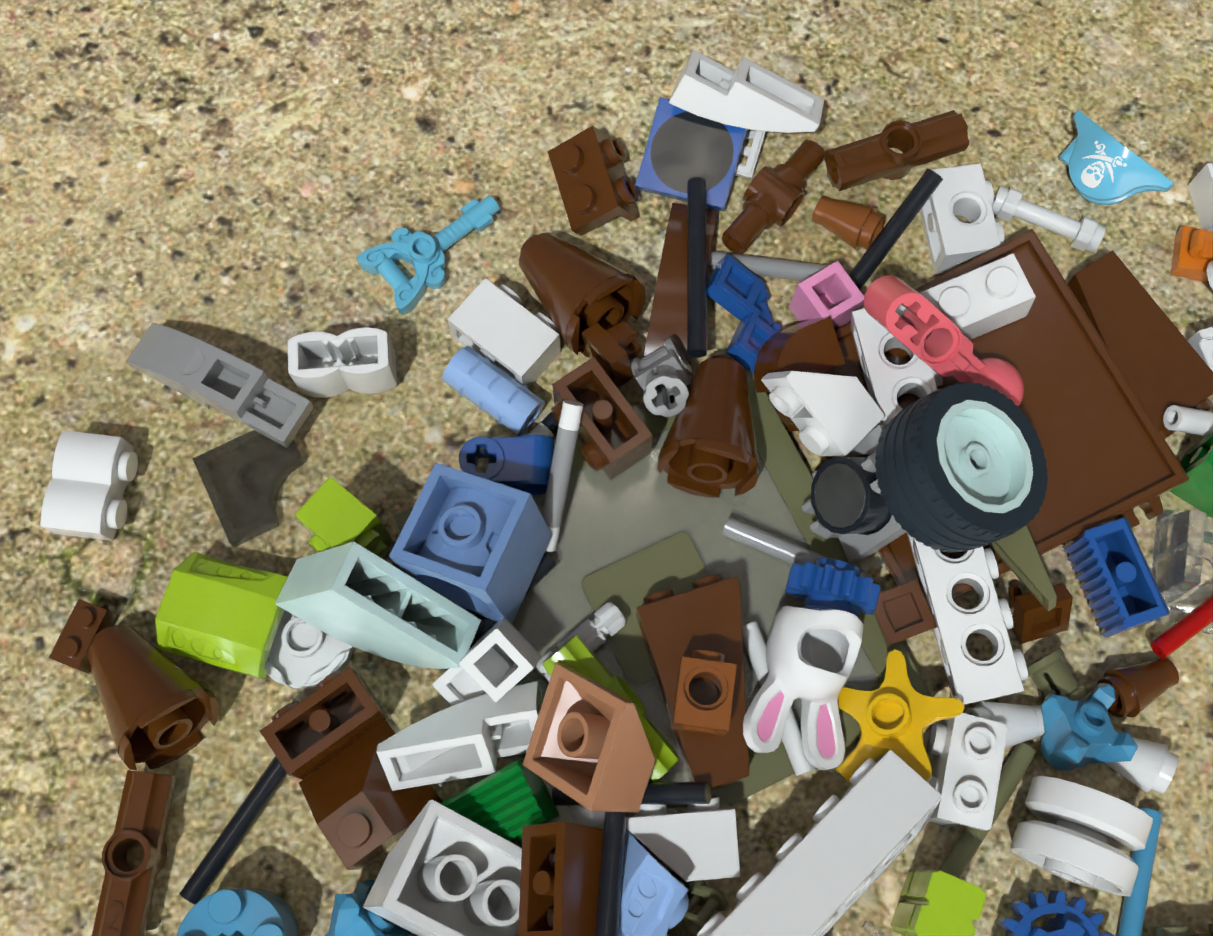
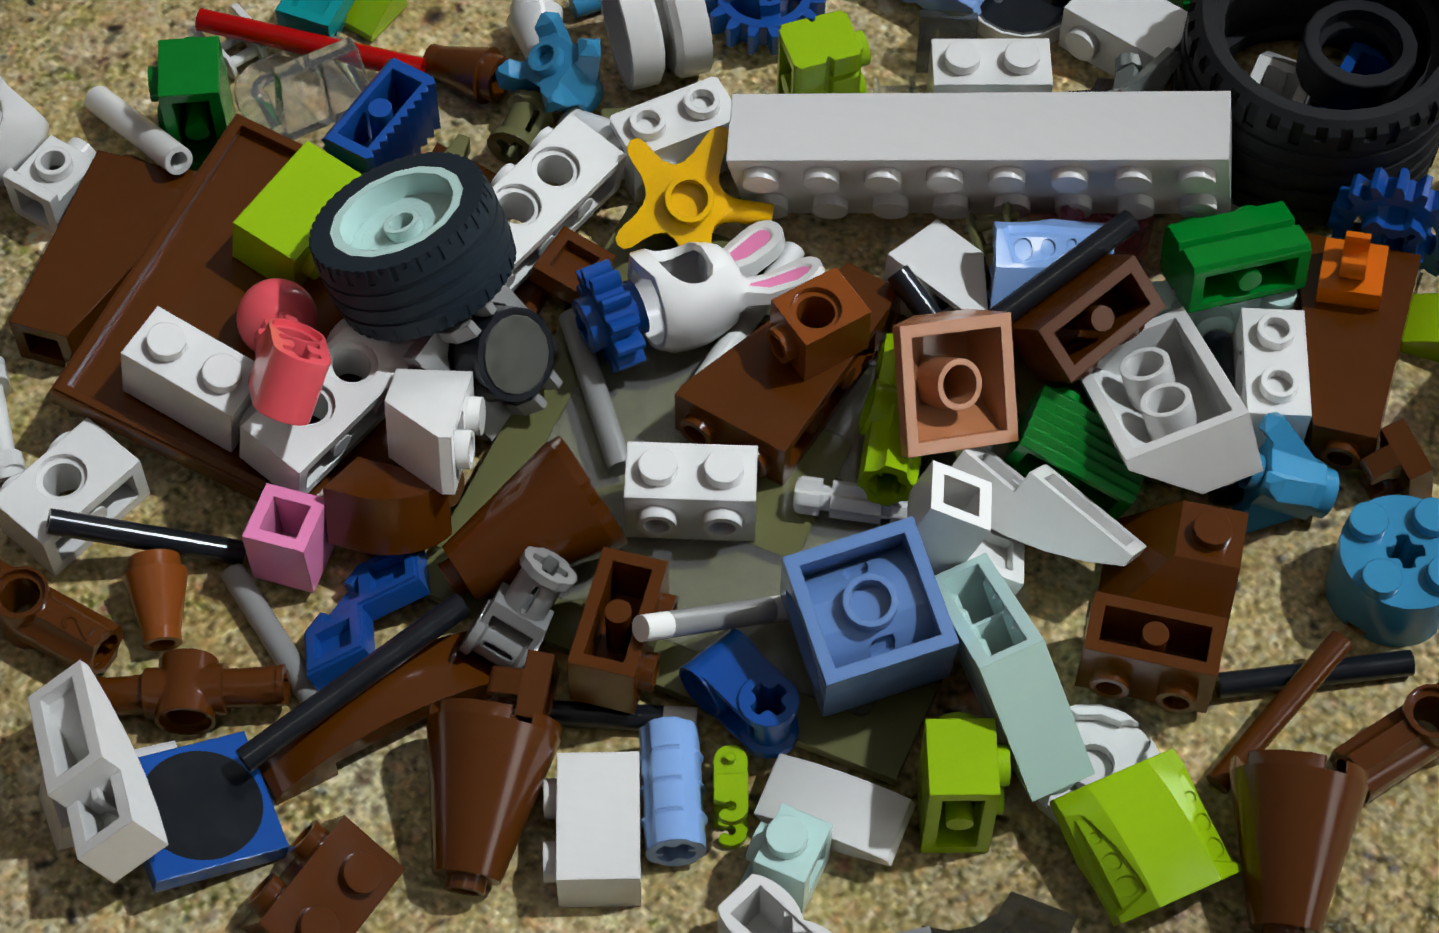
camera: 130 degrees left, 15 degrees down
(229, 778) = (1283, 706): none -> reddish brown bar
(398, 414) = (791, 852): none -> light aqua brick
(399, 466) = (864, 815): none -> white slope
(461, 416) = (731, 795): none -> lime piece
(665, 539) = (690, 491): none -> white brick
(1073, 454) = (276, 225): none -> lime brick

